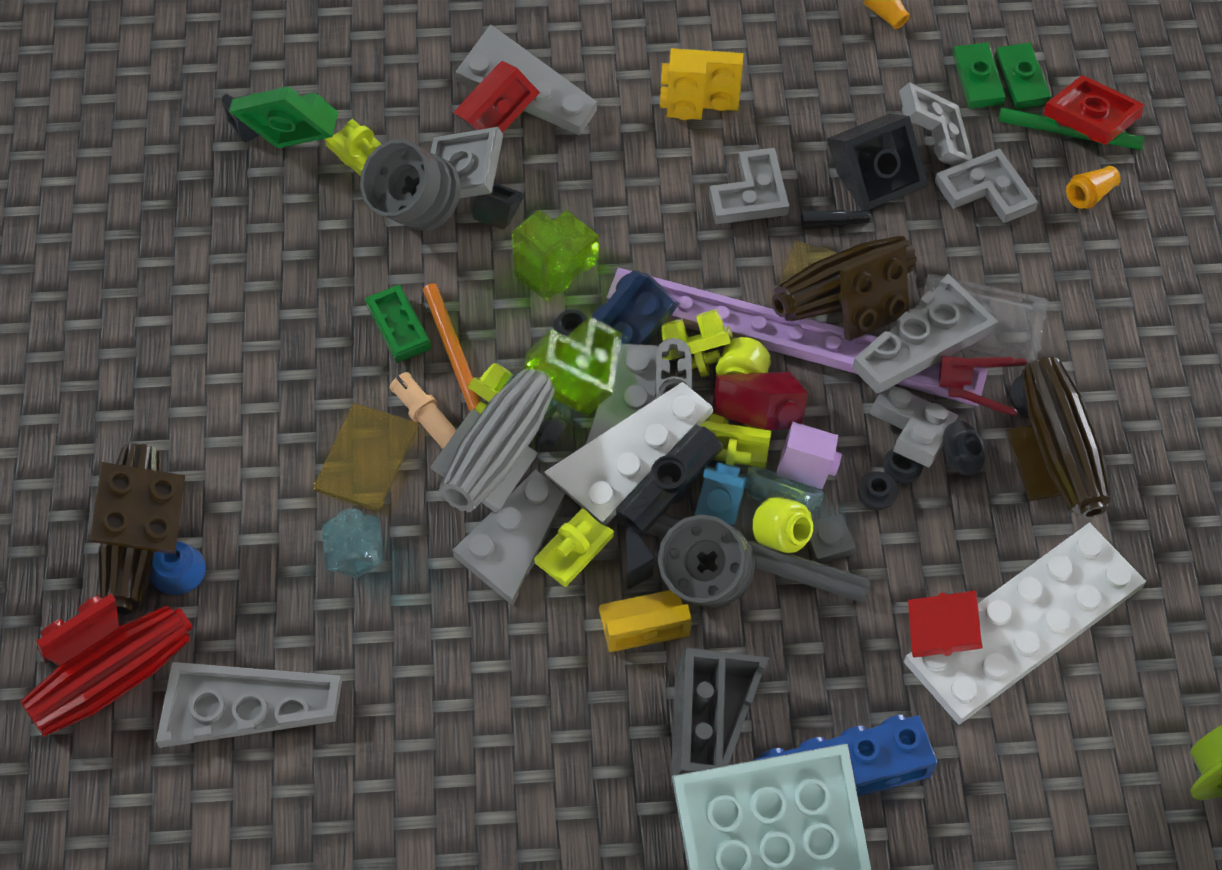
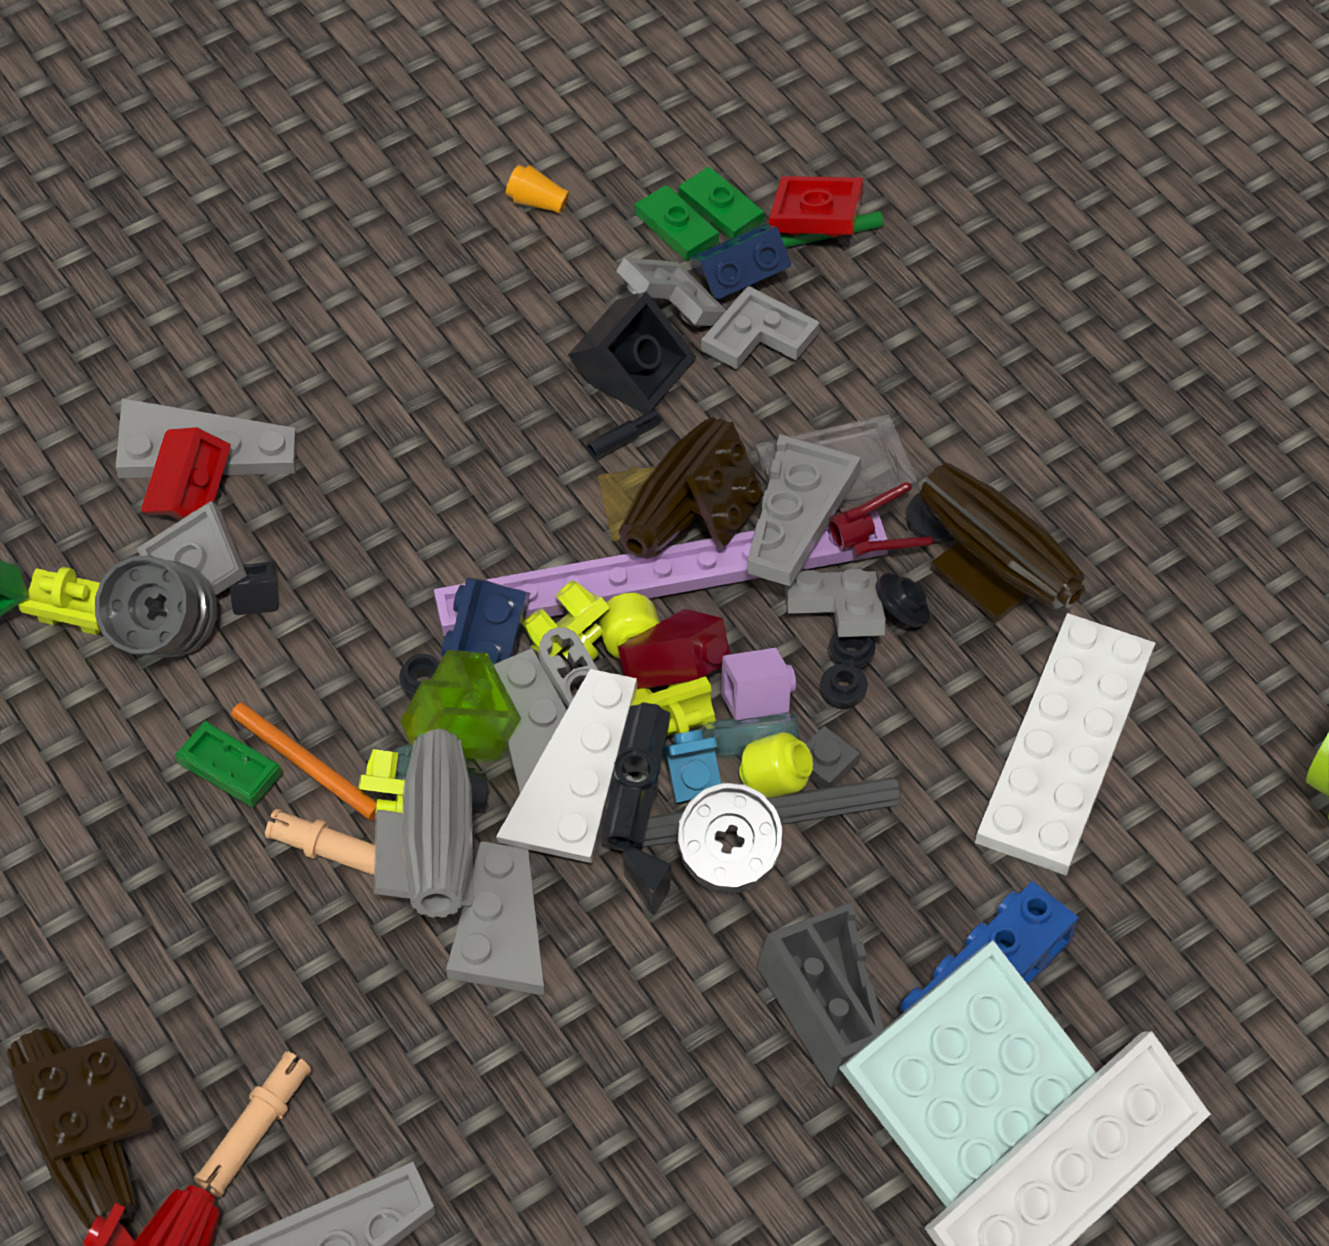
camera: 30 degrees left, 5 degrees down
(179, 571) = (155, 1152): blue cone -> none
(253, 588) = (265, 1106): none -> light nougat pin
(352, 543) = (335, 1016): clear light blue brick -> none
(366, 457) = (283, 923): clear yellow piece -> none
(552, 252) = (354, 607): clear neon green brick -> none
(573, 547) = (577, 900): neon yellow hips -> none
(644, 620) = (694, 935): yellow panel -> none
(700, 82) = (401, 354): yellow plate -> none
(759, 194) = (529, 446): light grey plate -> none
(945, 624) = (996, 781): red piece -> none
(1006, 127) = (742, 260): none -> dark blue bracket
(1090, 187) = (860, 284): light orange cone -> none

